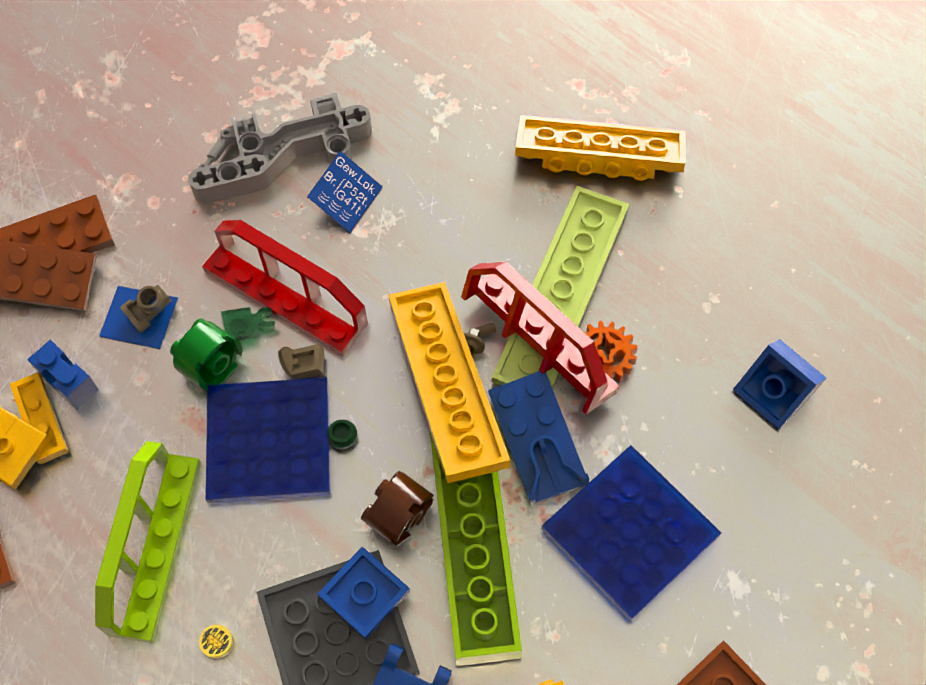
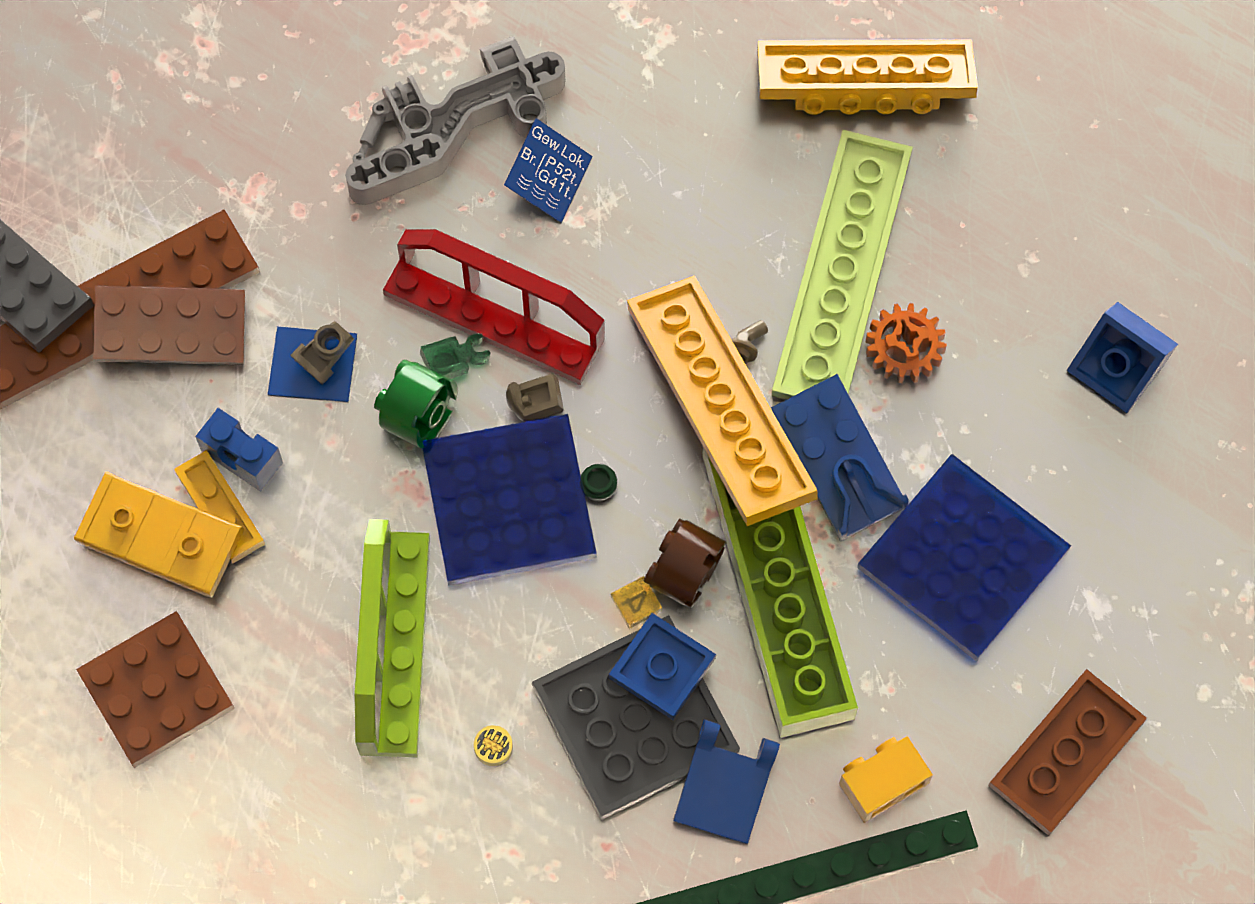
camera: 10 degrees left, 5 degrees up
(354, 535) = (636, 602): none -> clear yellow tile
(543, 328) = (829, 324): red plate -> none

